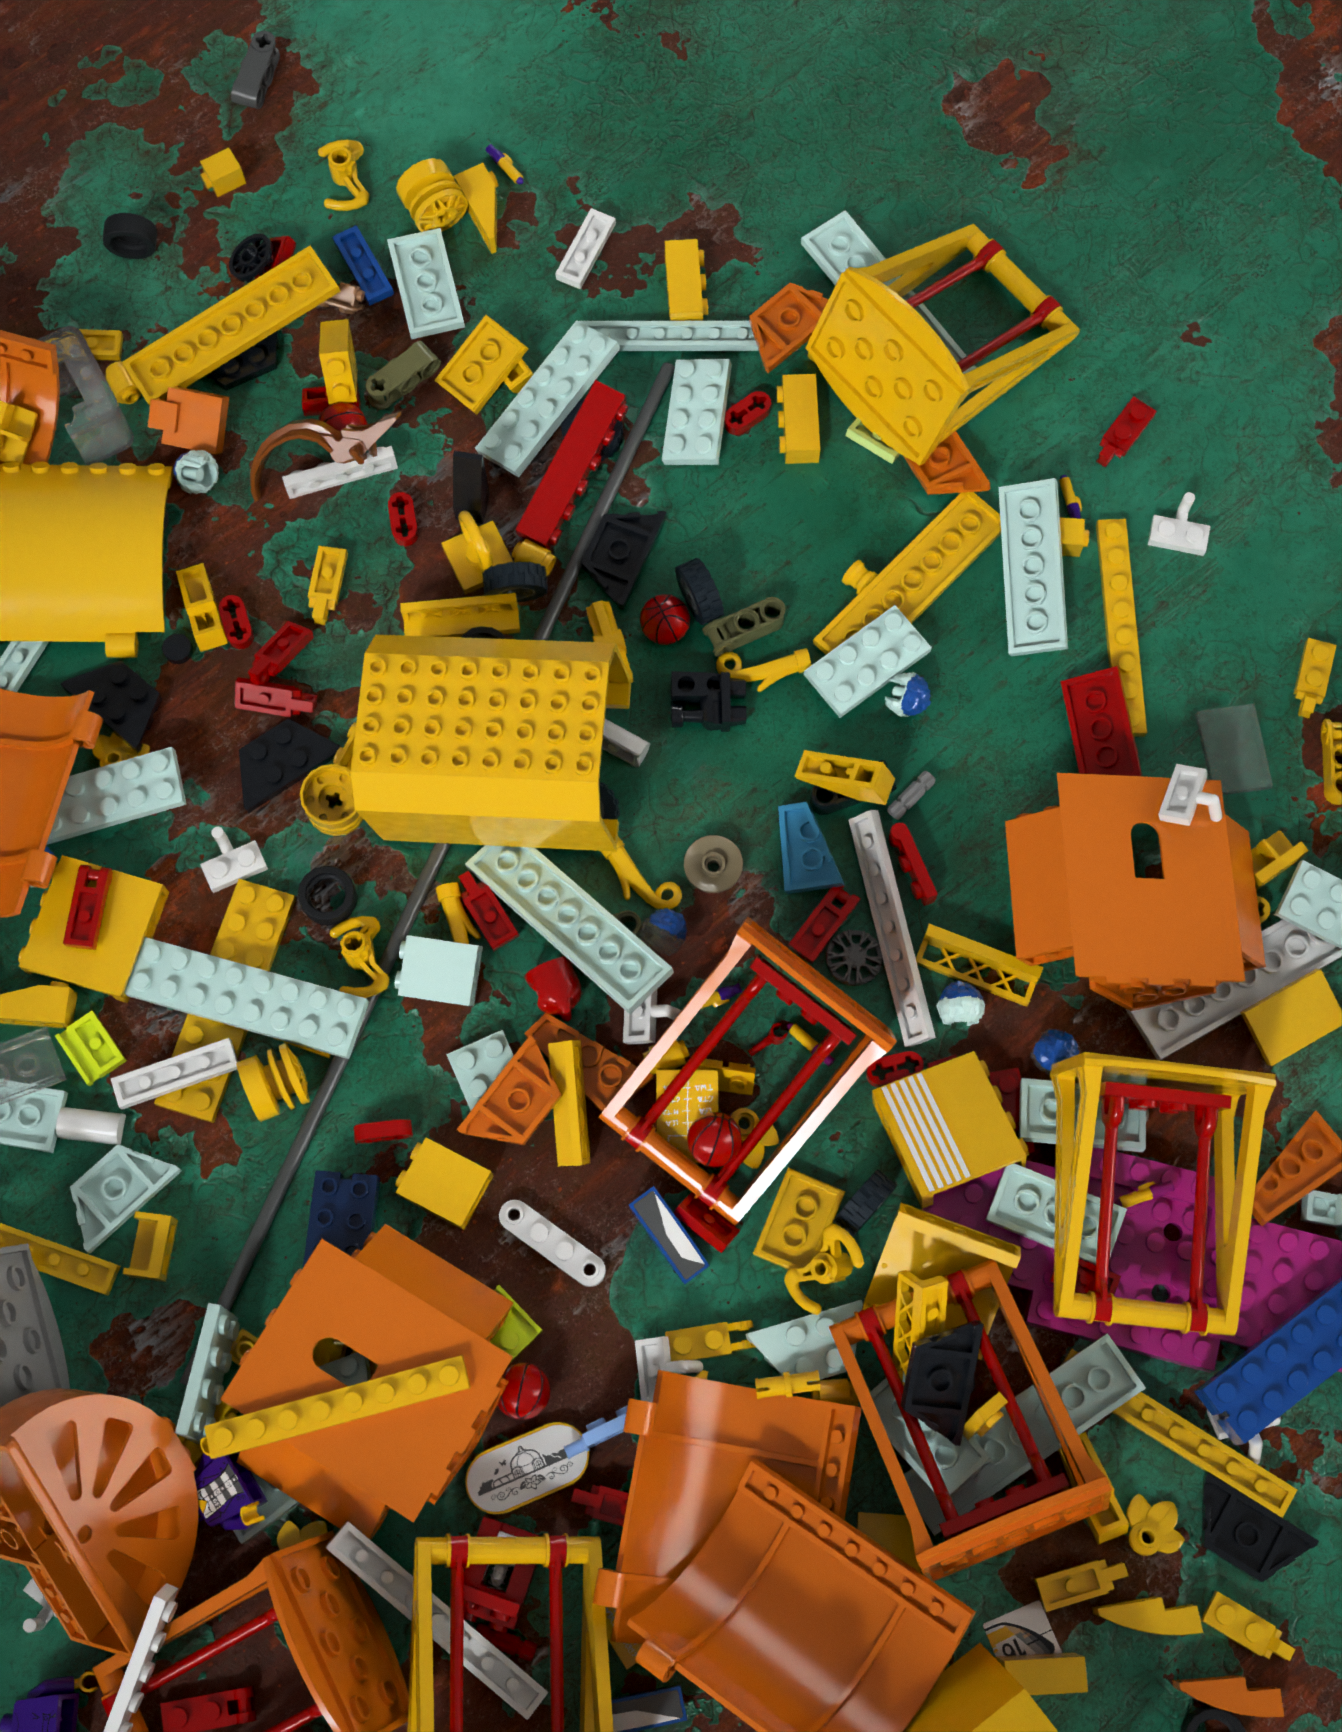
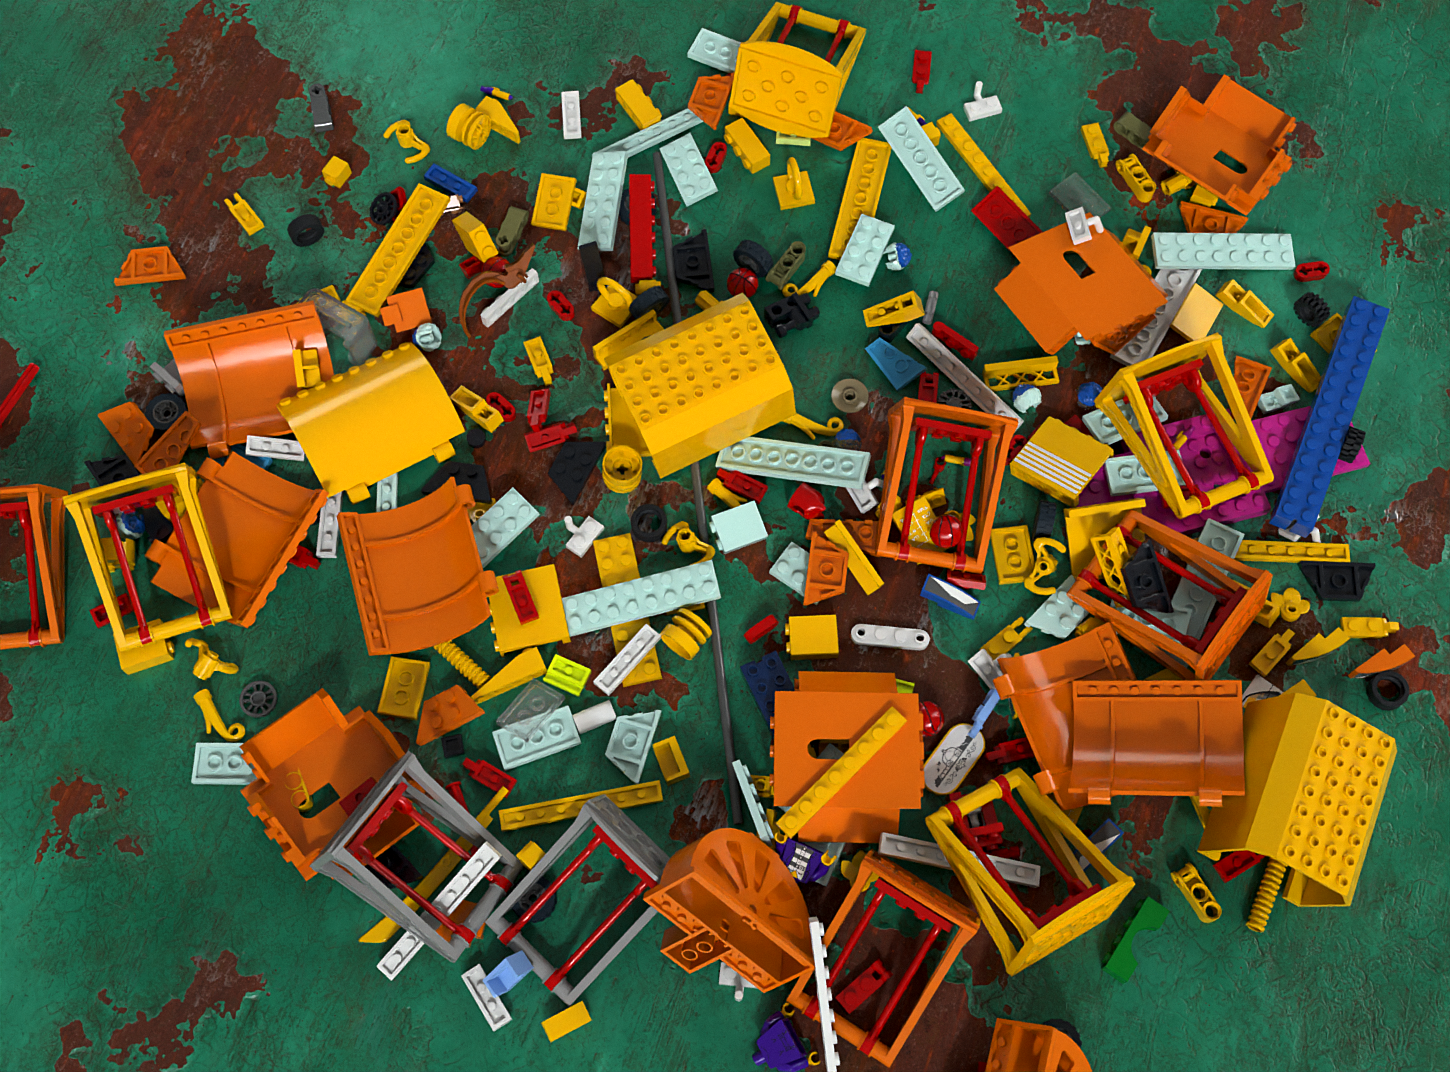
camera: 30 degrees left, 5 degrees down
(70, 173) = (245, 215): none -> yellow hinge
(426, 283) = (493, 175): light aqua plate -> none
(787, 1384) = (1064, 635): yellow pin -> none
(827, 515) = (794, 188): none -> yellow tile
(858, 576) = (831, 210): yellow wheel -> none
(985, 1417) = (1180, 584): yellow plate -> none

